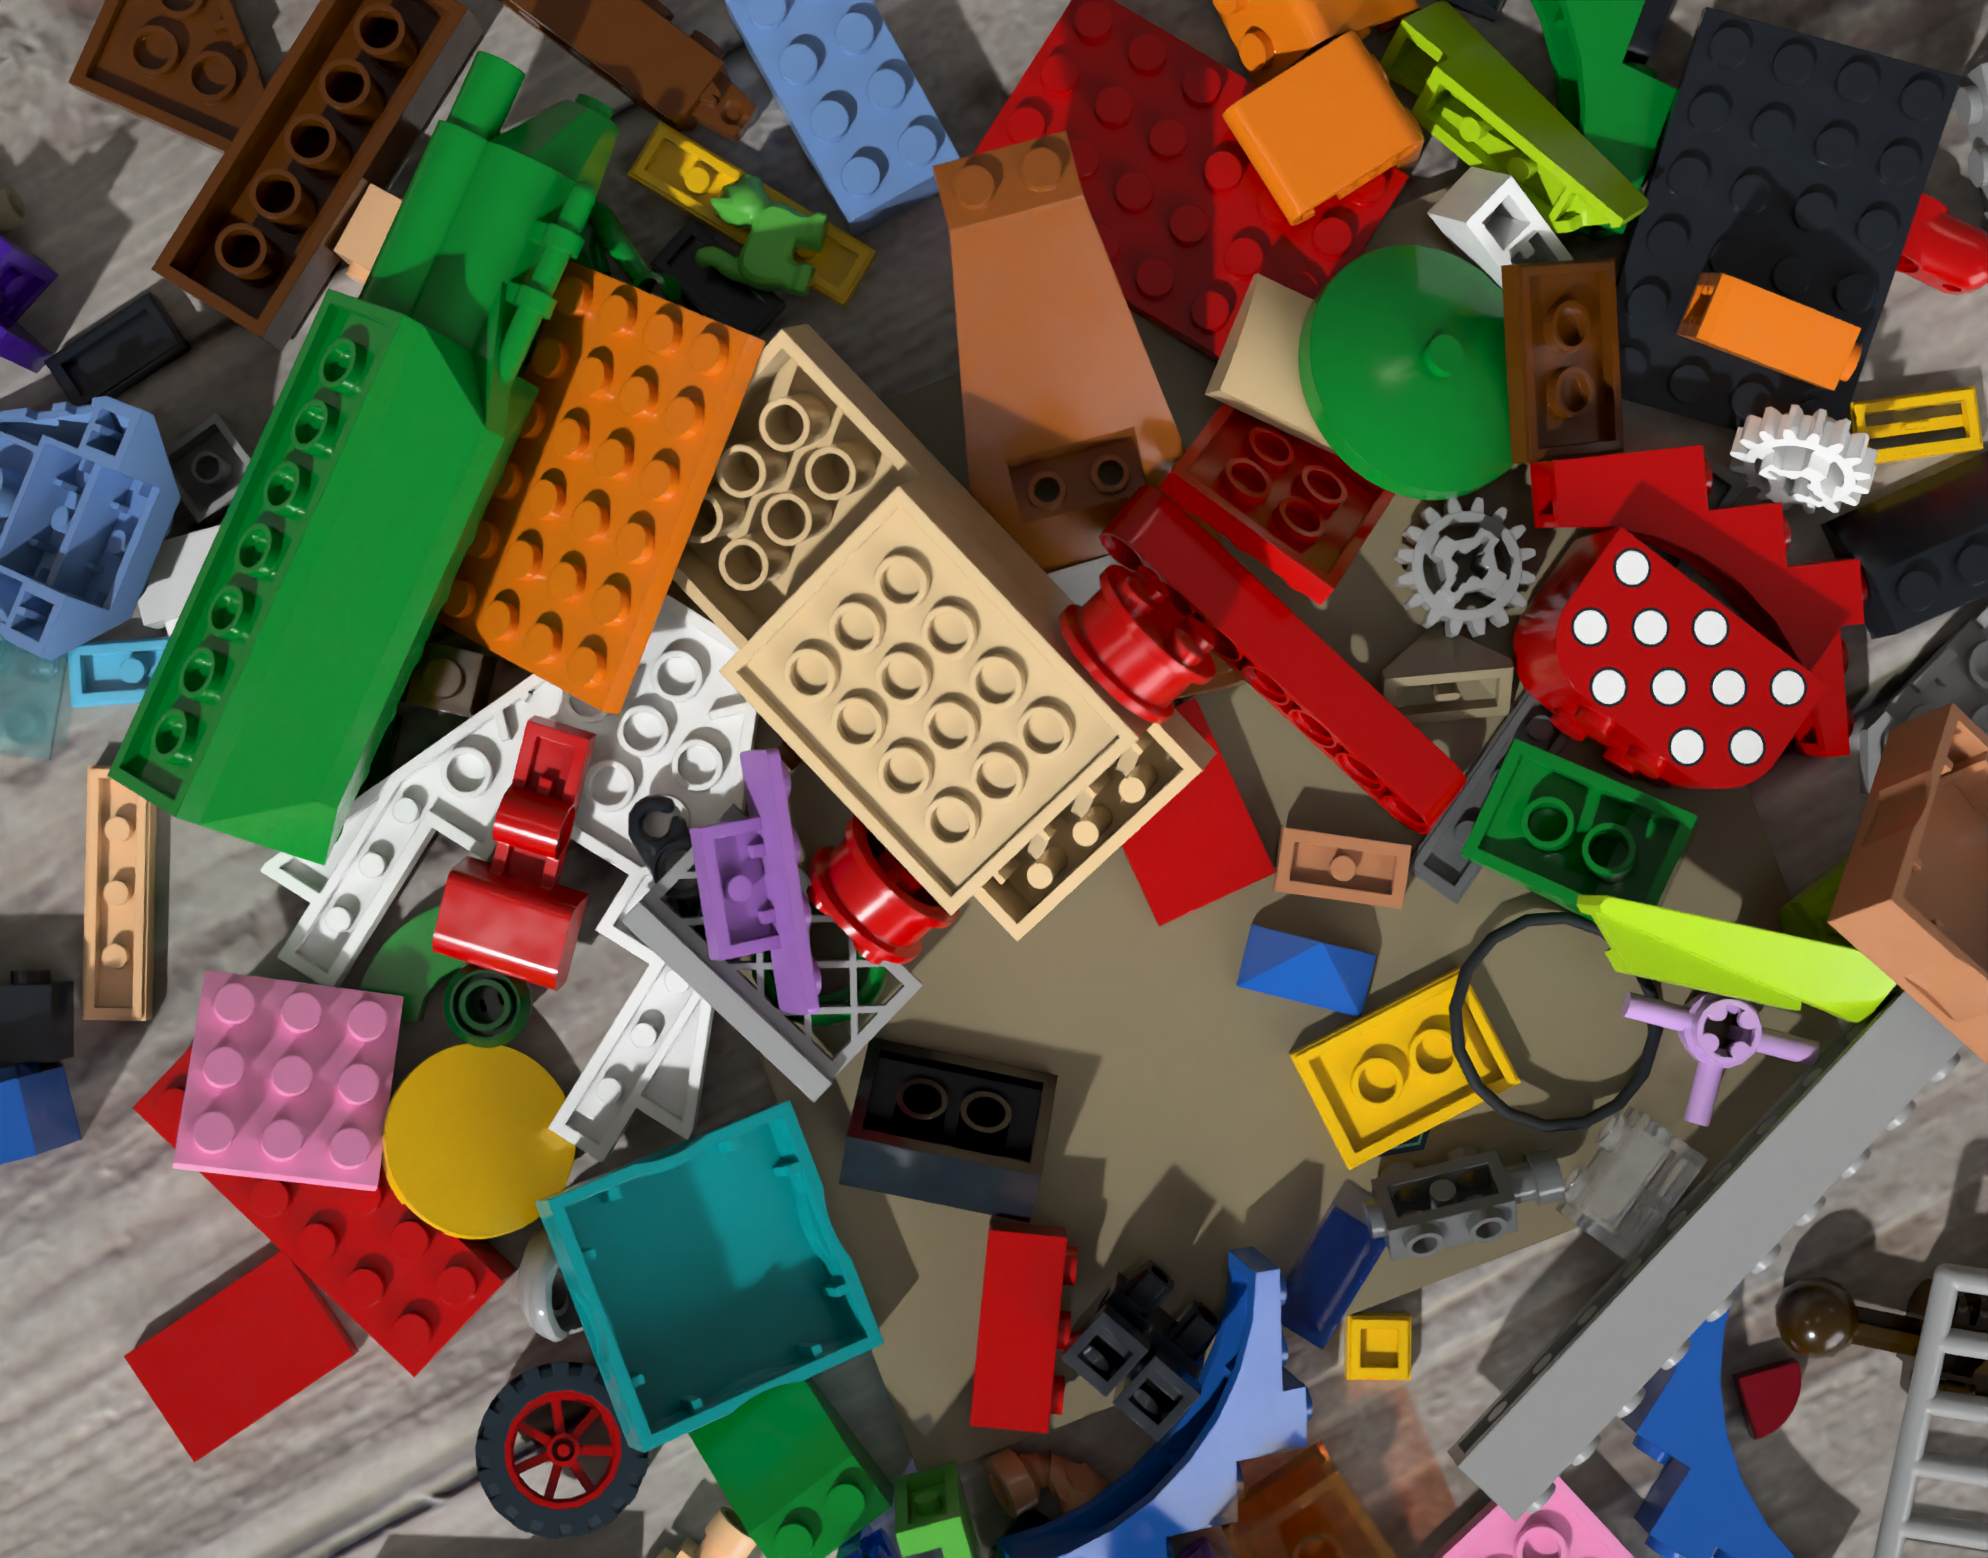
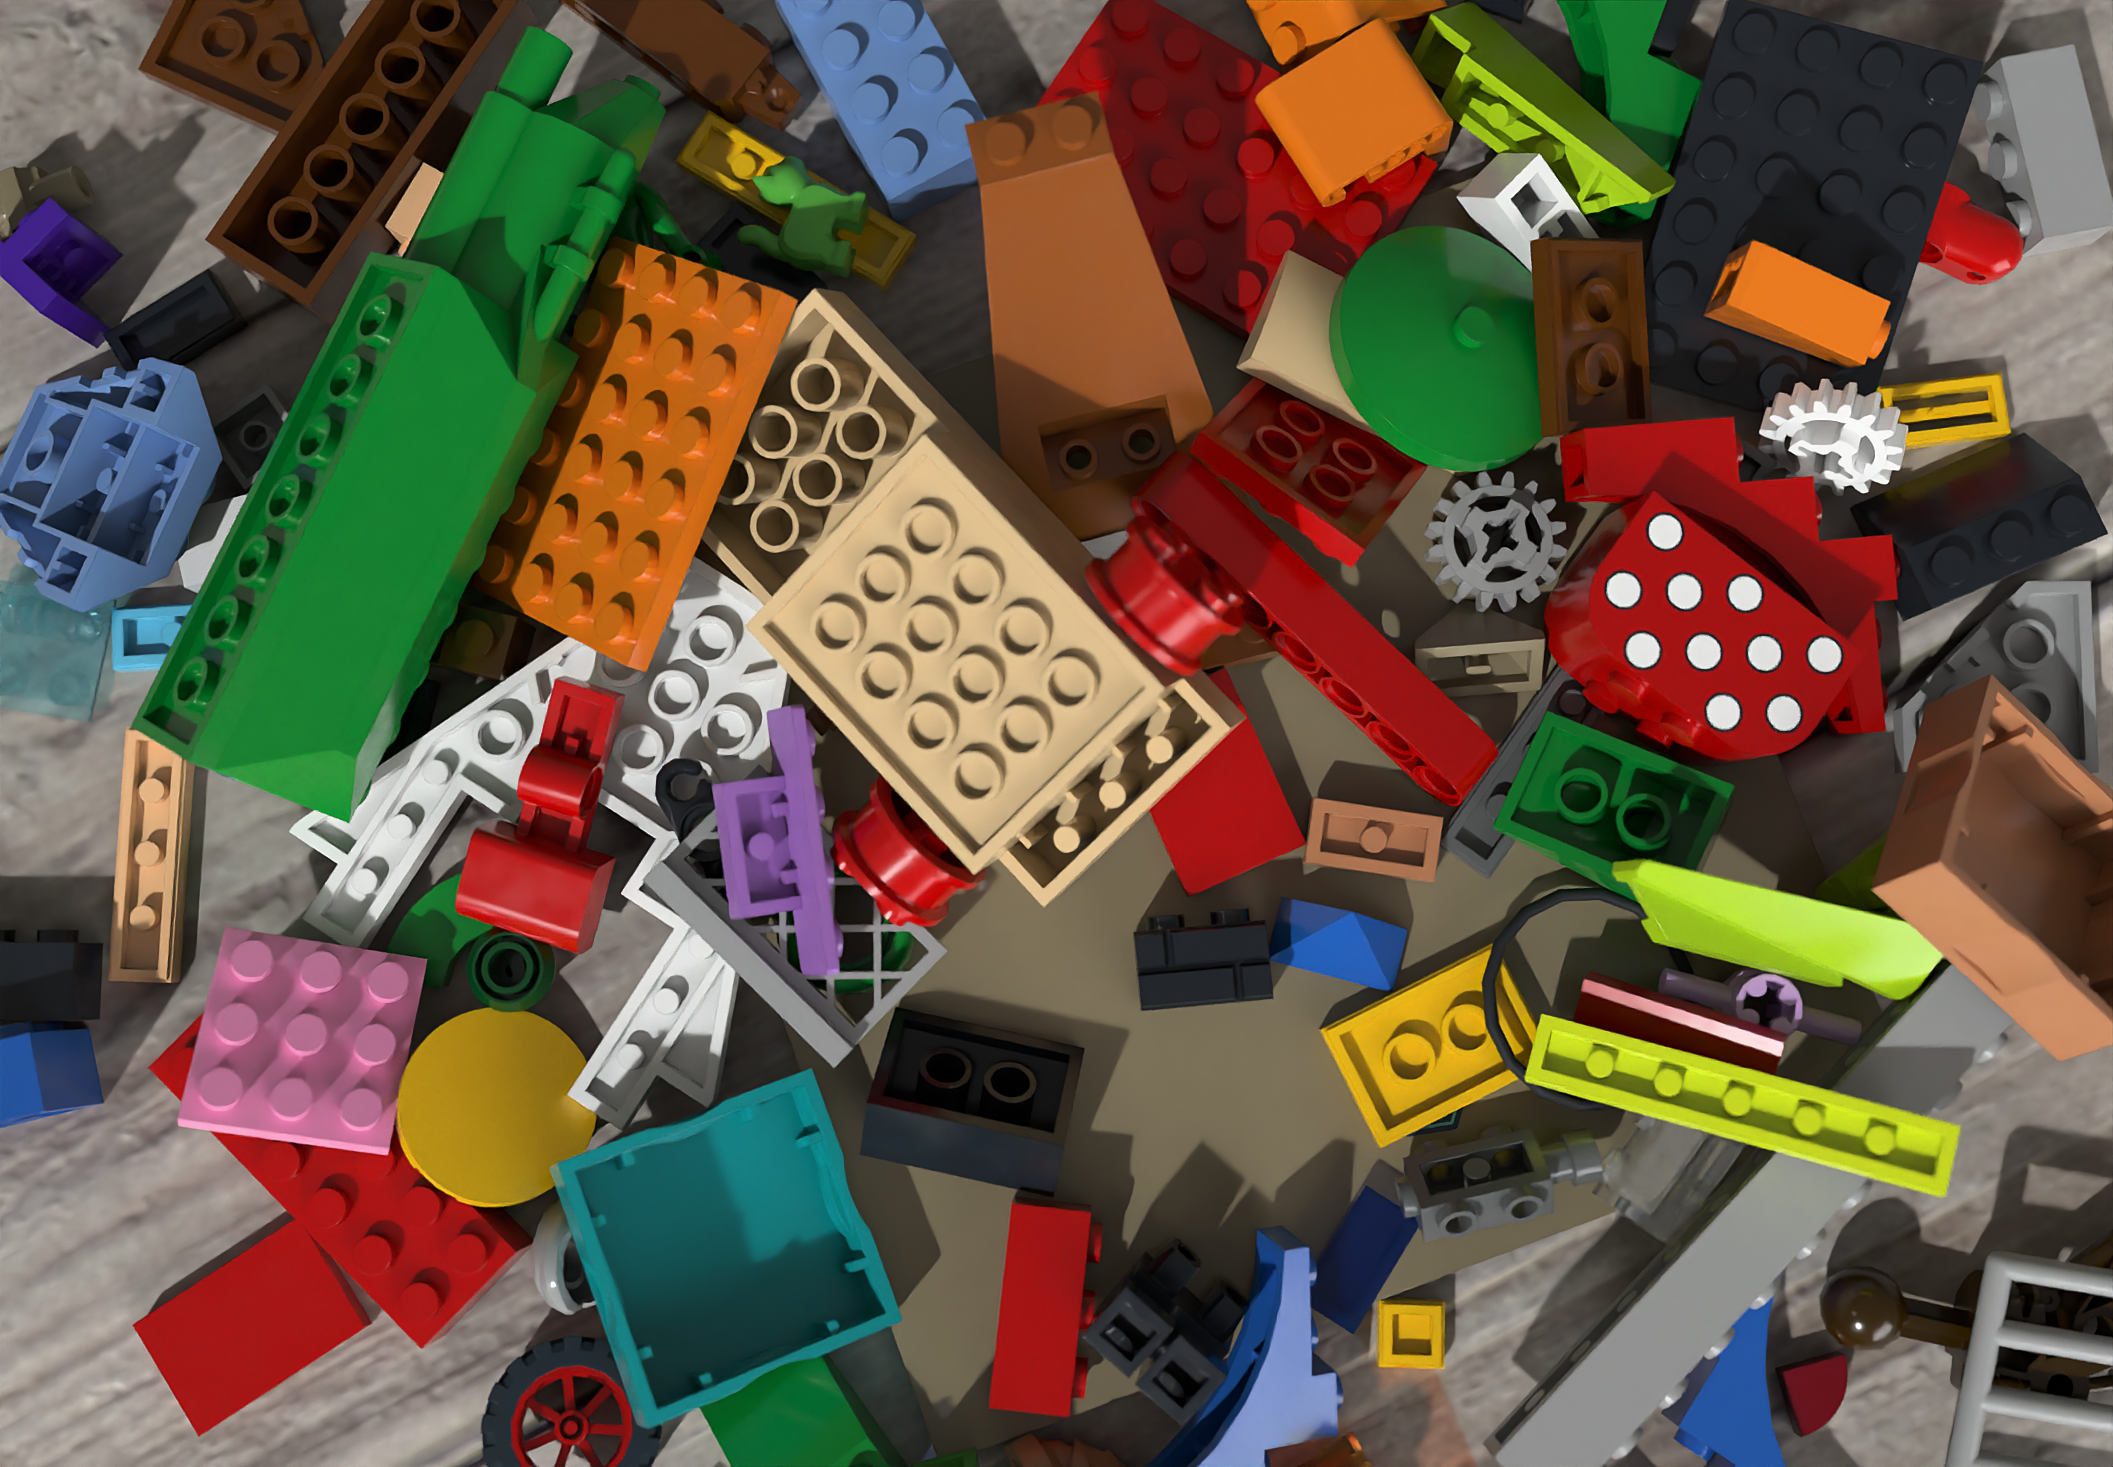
camera: 10 degrees right, 5 degrees down
(1173, 991) = (1202, 963): none -> black brick
(1640, 1059) = (1677, 1024): none -> red tile
(1700, 1128) = (1744, 1105): none -> neon yellow plate

